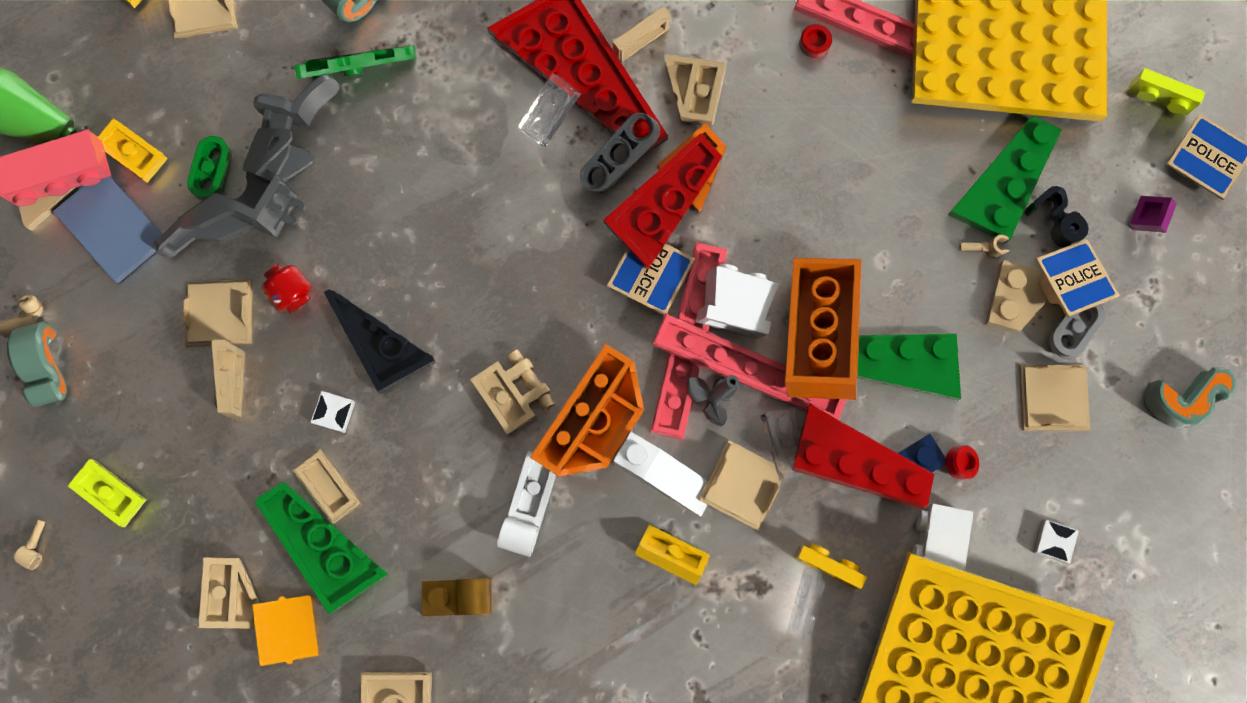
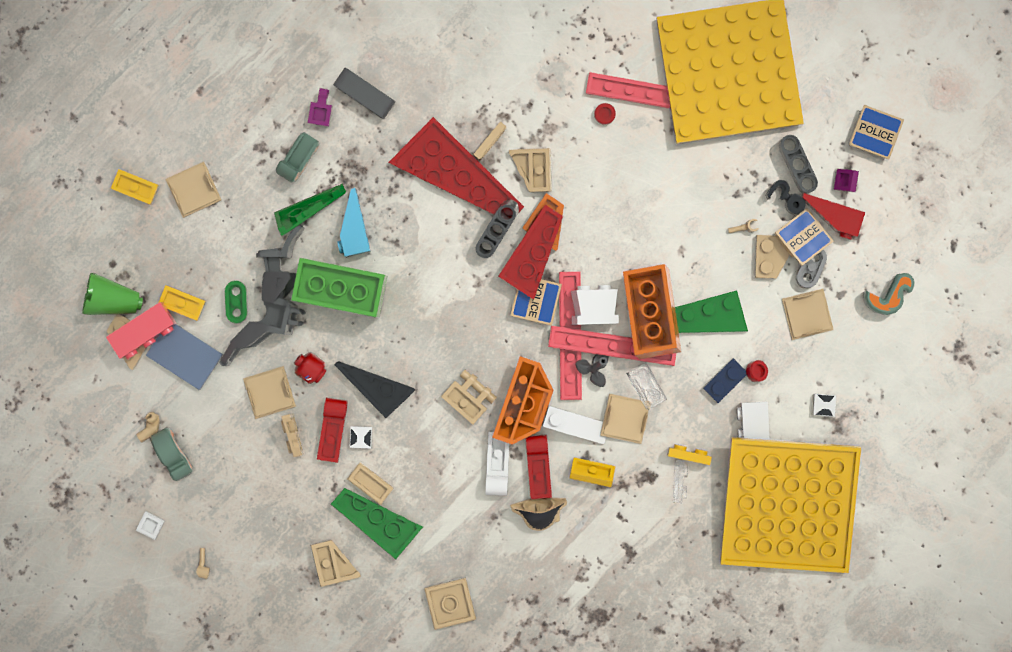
camera: 10 degrees left, 10 degrees up
(107, 493) = (238, 521): neon yellow plate -> none
(285, 630) = (371, 575): light orange piece -> none
(293, 388) = (332, 429): none -> red plate
(360, 174) = (339, 287): none -> bright green brick
(409, 107) = (353, 231): none -> medium azure slope
(457, 597) = (468, 530): pearl gold plate -> none
(549, 110) = (443, 209): clear plate -> none
(574, 597) = (539, 513): none -> tan hat
(591, 525) = (538, 467): none -> red plate
(851, 459) = (685, 387): red wing -> none
(1006, 186) = (749, 184): green wing -> none
(1091, 160) = (798, 153): none -> dark grey beam
(1130, 261) = (839, 217): none -> red slope
(1166, 91) = (830, 94): neon yellow plate -> none

